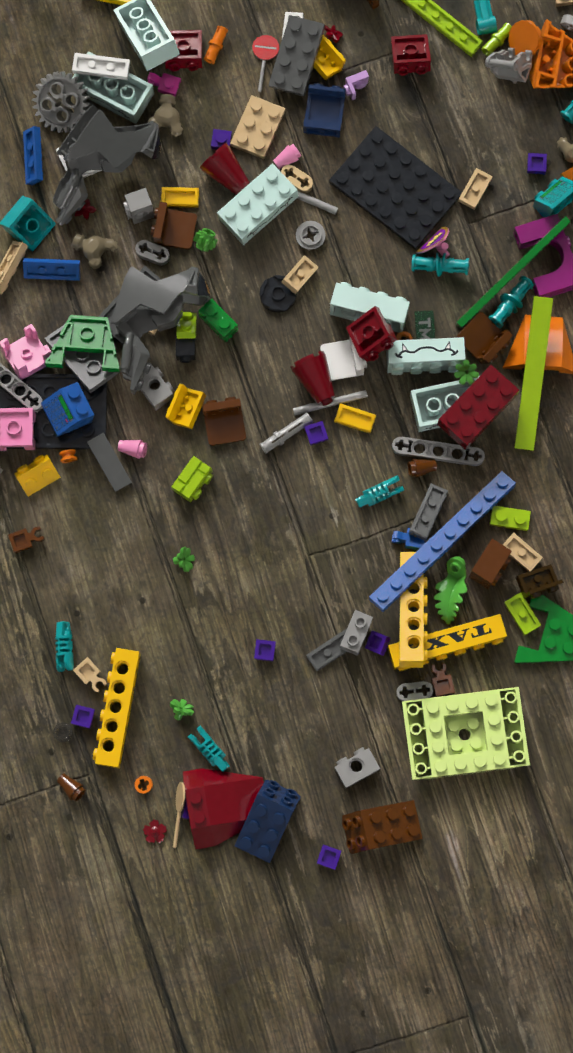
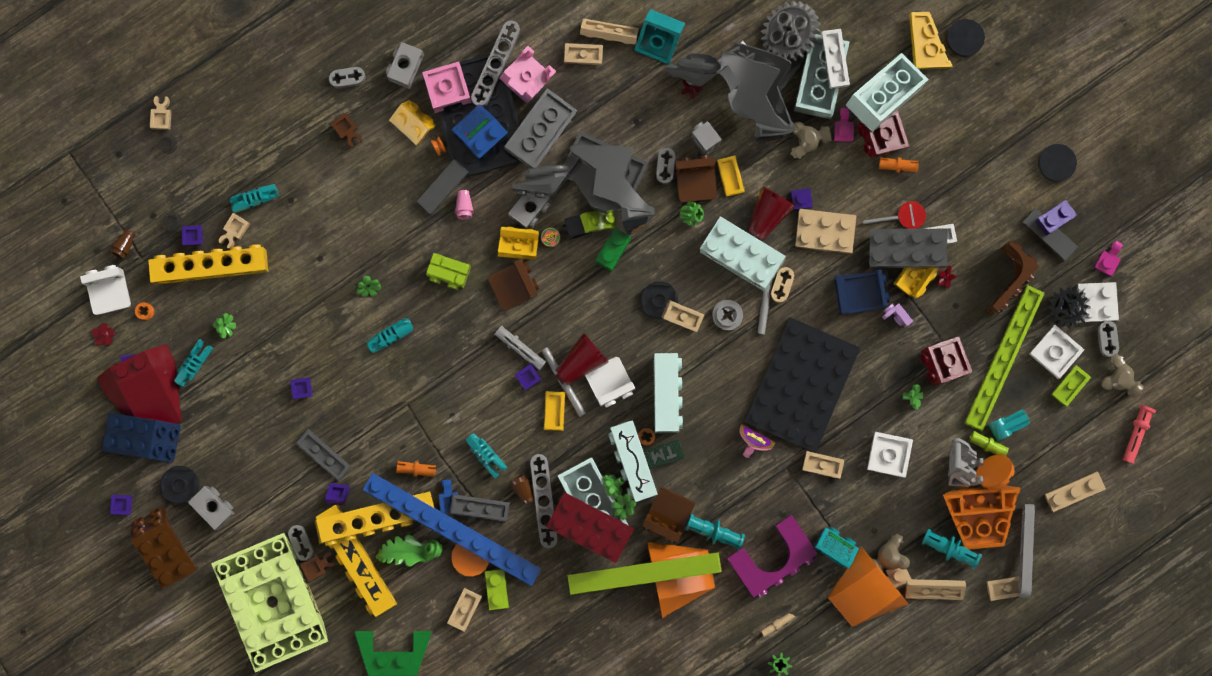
camera: 70 degrees right, 5 degrees up
(21, 297) = (583, 54): none -> tan plate
(32, 155) = (729, 21): blue plate -> none
(51, 269) = (619, 74): blue plate -> none
(85, 335) = (559, 128): wing -> none
(93, 248) = (652, 108): dark tan animal -> none
(112, 815) = (107, 290): none -> white bracket
(180, 798) = (136, 349): tan piece -> none
(188, 376) = (550, 237): none -> tile
(238, 553) = (390, 335): none -> teal hinge
(287, 156) = (802, 269): bright pink cone -> none
(325, 795) = (179, 484): none -> black tile
(356, 632) = (338, 470): light grey brick -> none
(371, 334) = (633, 402): dark red plate -> none
(374, 561) = (416, 469): none -> orange pin
(434, 92) = (914, 396): none -> bright green plant
(440, 264) = (732, 451): teal piece -> none
(443, 377) = (613, 485): none -> bright green plant
(476, 538) = (467, 562): none -> orange tile
(482, 127) = (889, 454): none -> white plate
(490, 563) = (441, 582): reddish brown brick -> none
(513, 272) = (743, 525): green tile -> none
(522, 614) = (404, 626): lime plate -> none
(536, 163) = (867, 519): dark purple plate -> none
(538, 581) = (438, 634): dark brown bracket -> none

